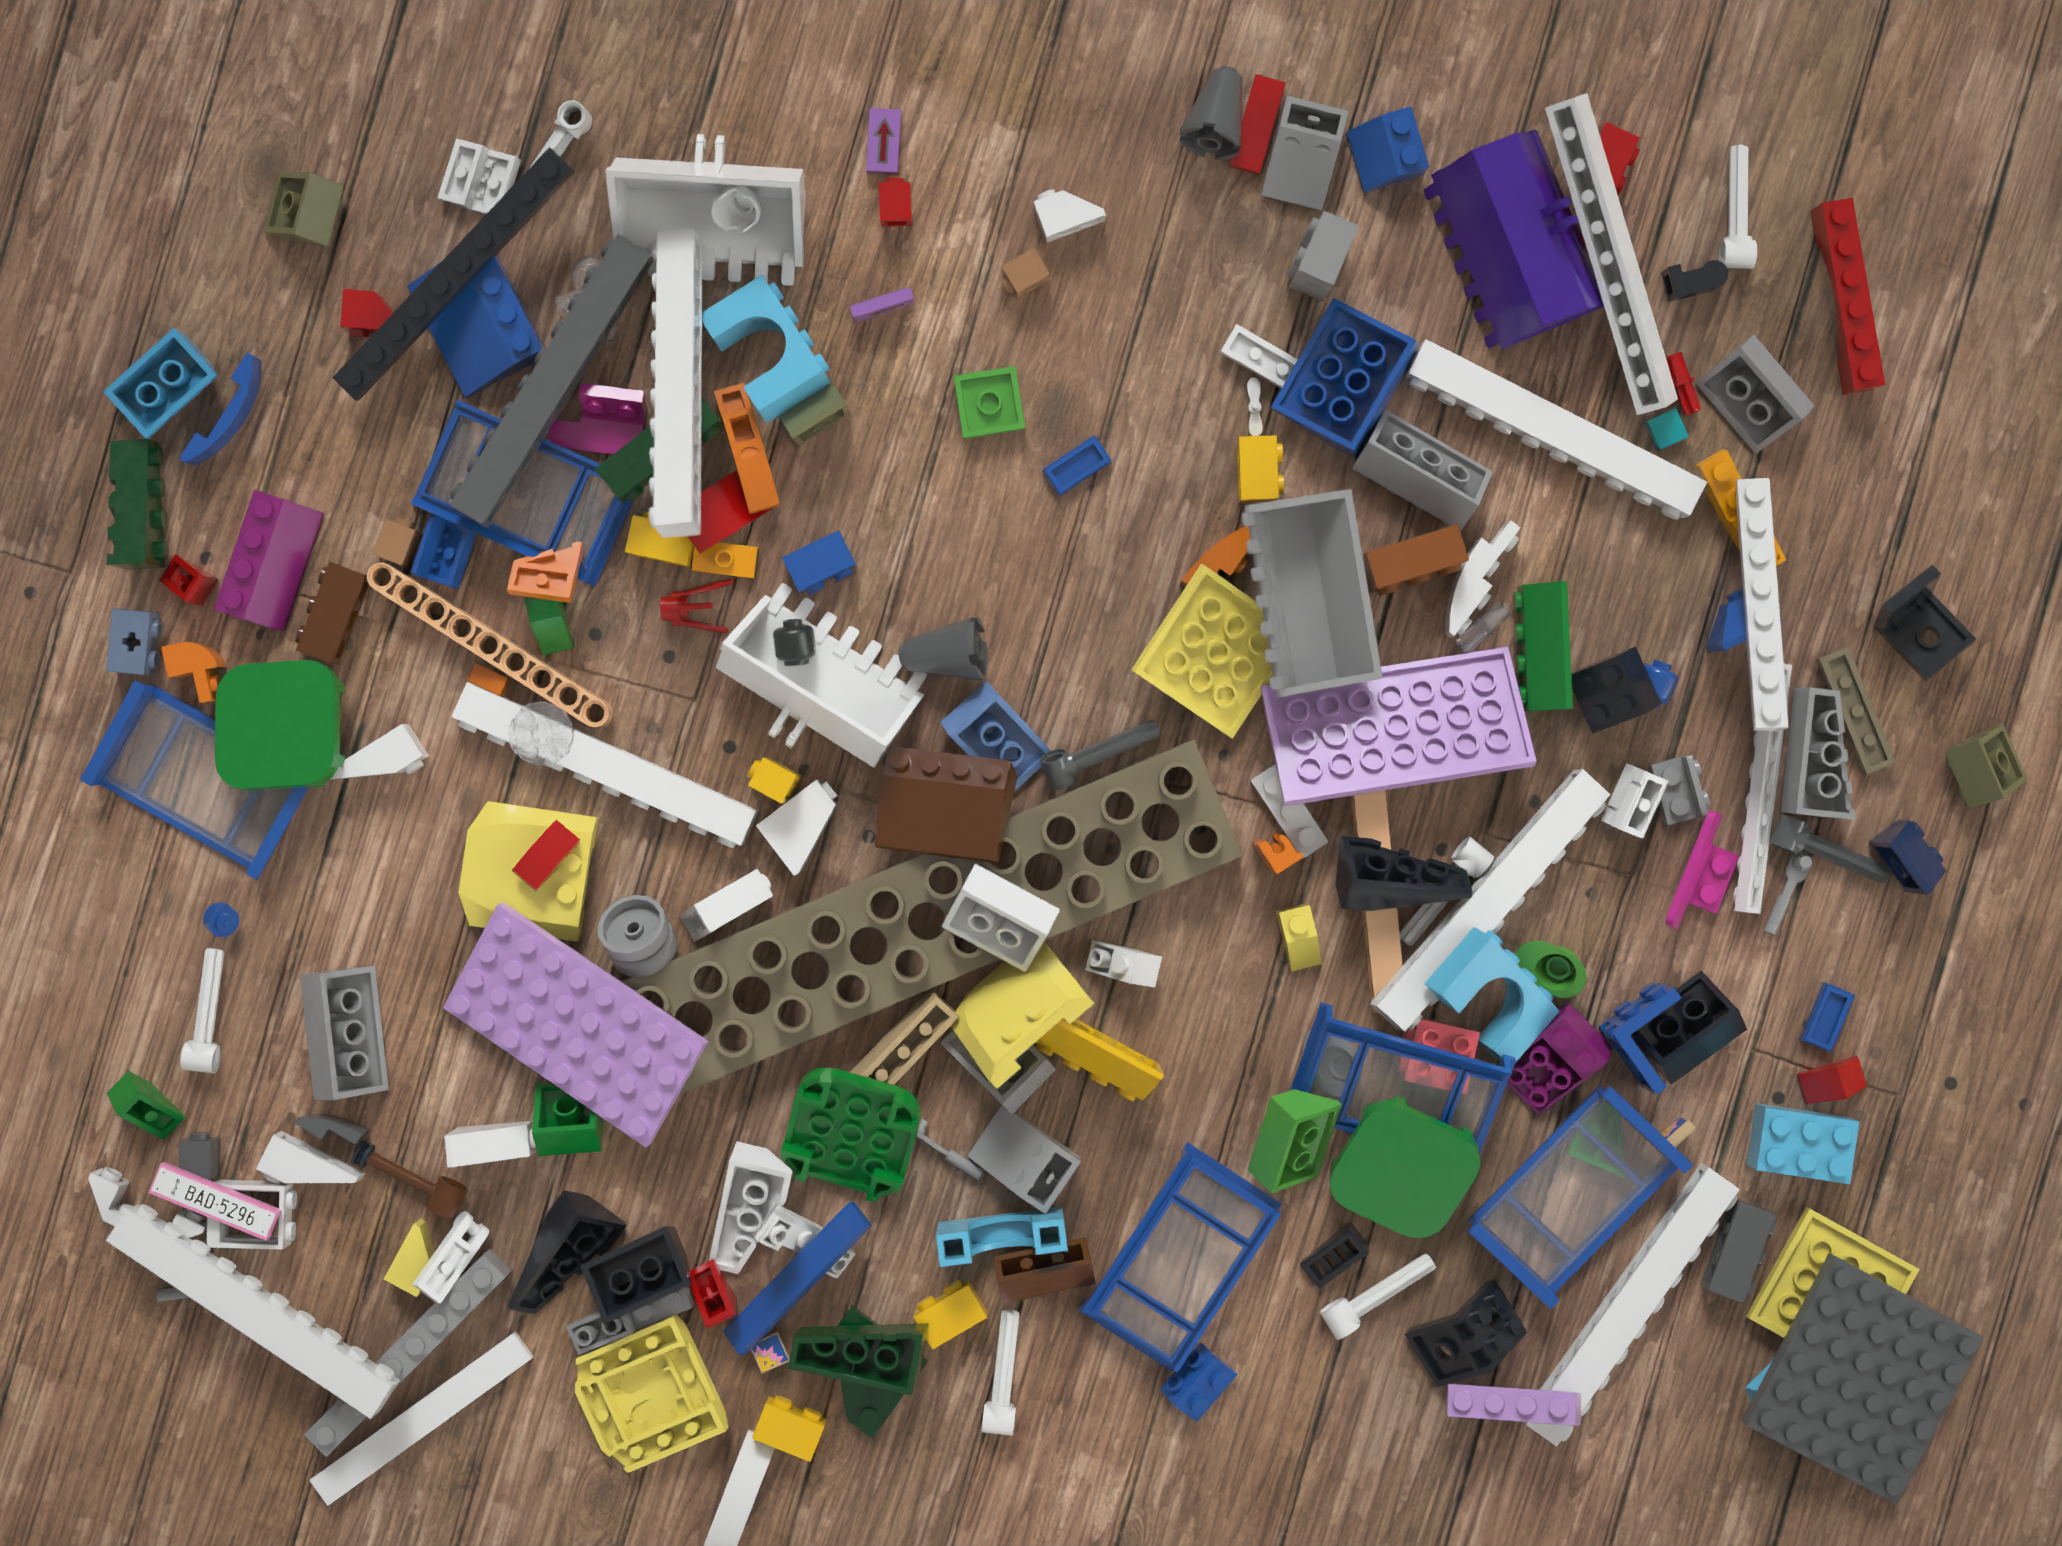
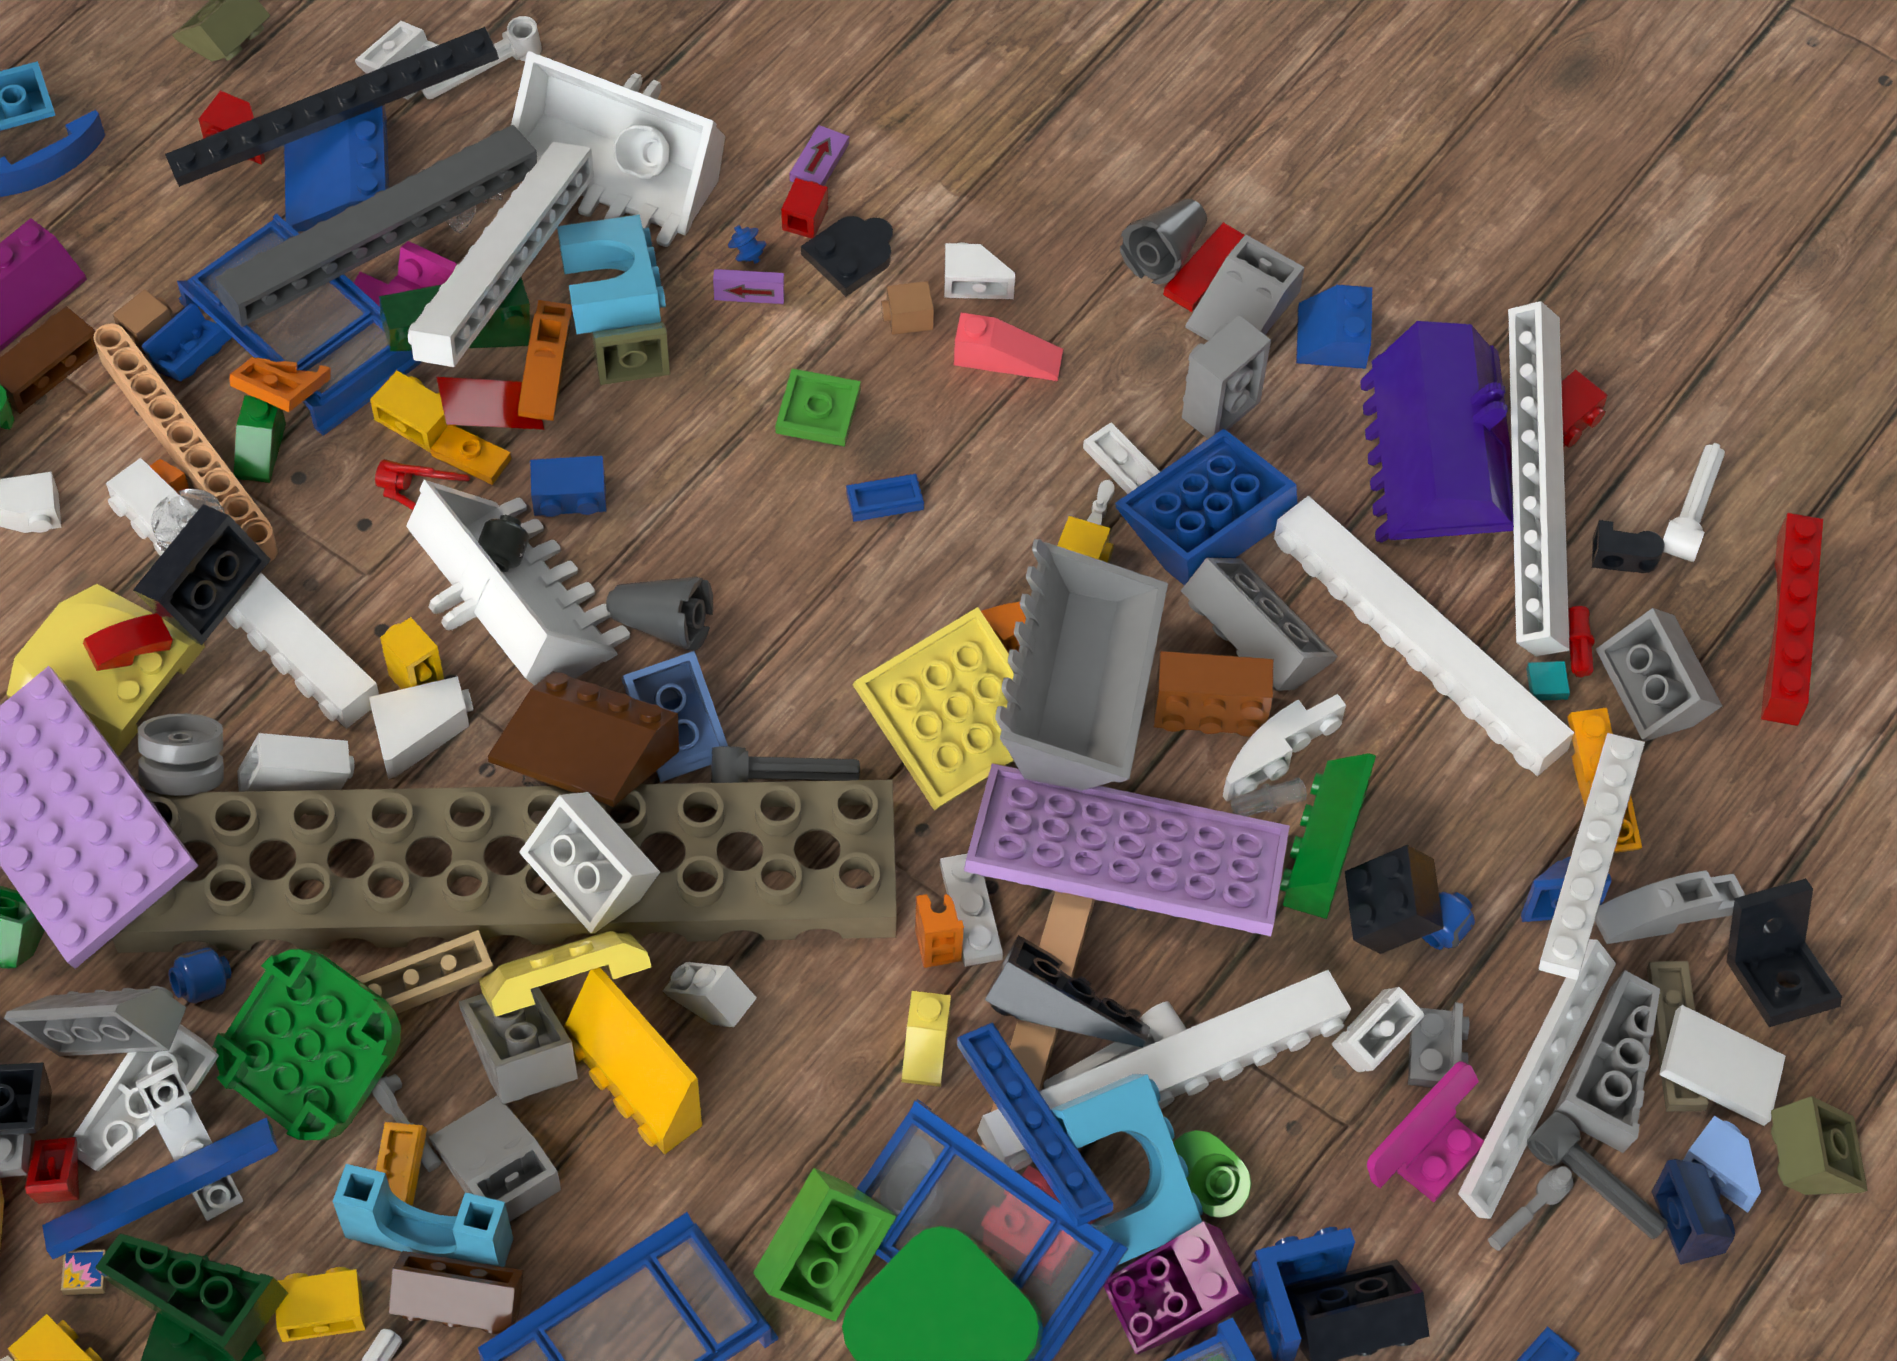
camera: 20 degrees right, 30 degrees down
(577, 781) = (202, 573): none -> black slope
(693, 1181) = (102, 1021): none -> light grey slope
(739, 1100) = (199, 975): none -> blue head
(862, 262) = (748, 246): none -> blue wheel
(951, 229) = (851, 251): none -> black plate
(956, 1187) = (401, 1157): none -> light orange plate
(1122, 282) = (1003, 348): none -> coral slope
(1418, 1001) = (1035, 1125): none -> blue tile
(1827, 602) = (1666, 904): none -> light grey slope
(1898, 726) = (1722, 1065): none -> white tile
(1919, 802) = (1728, 1161): none -> light blue slope

